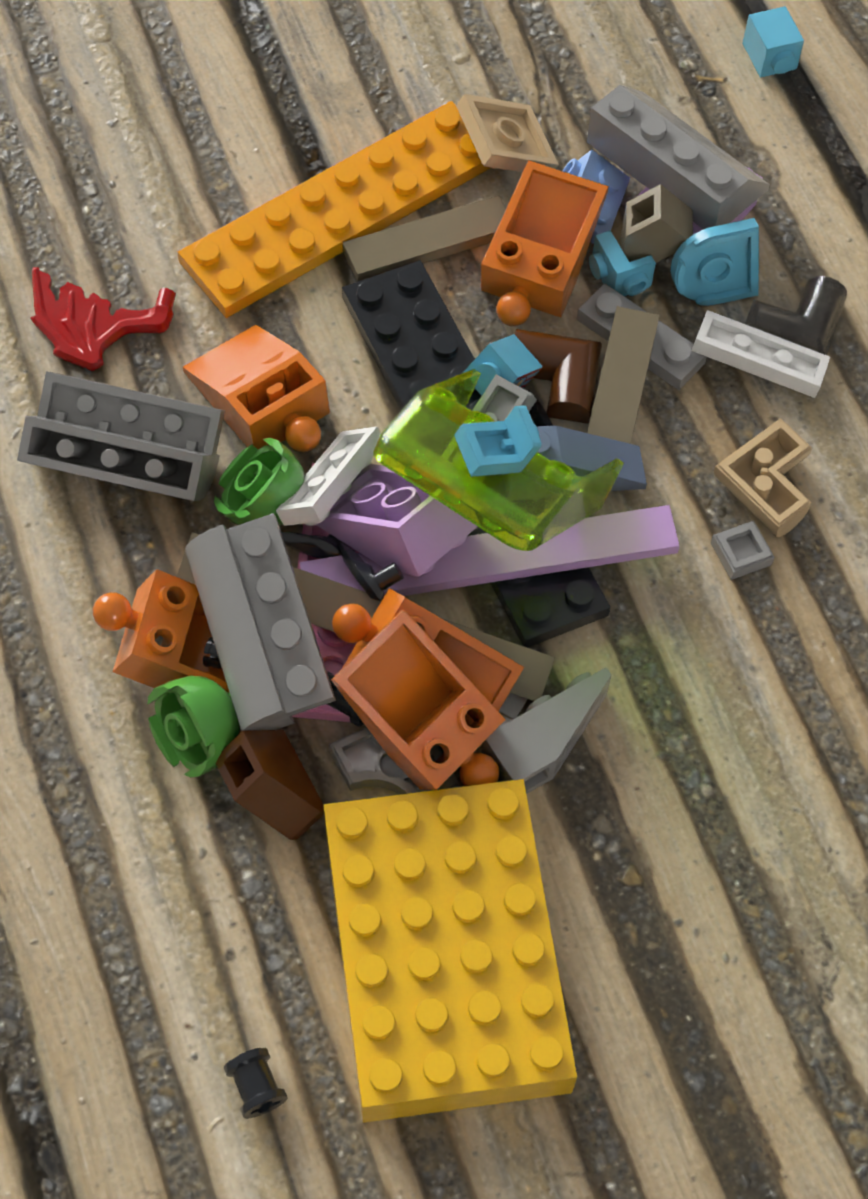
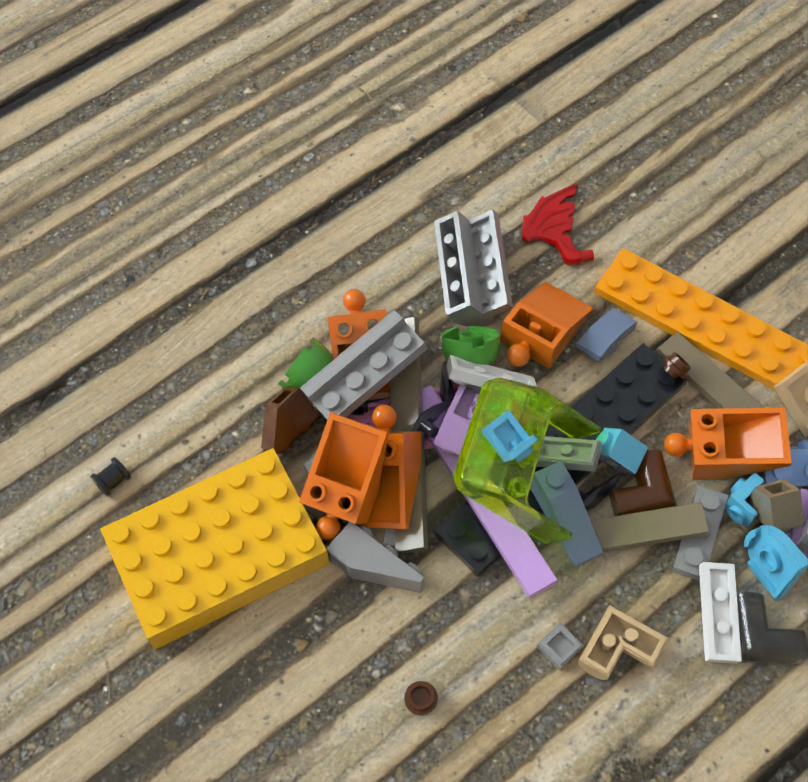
camera: 75 degrees right, 0 degrees up
(311, 323) = (605, 333): none -> sand blue slope
(403, 258) = (676, 366): none -> reddish brown plate
(764, 740) = (420, 698): none -> reddish brown plate

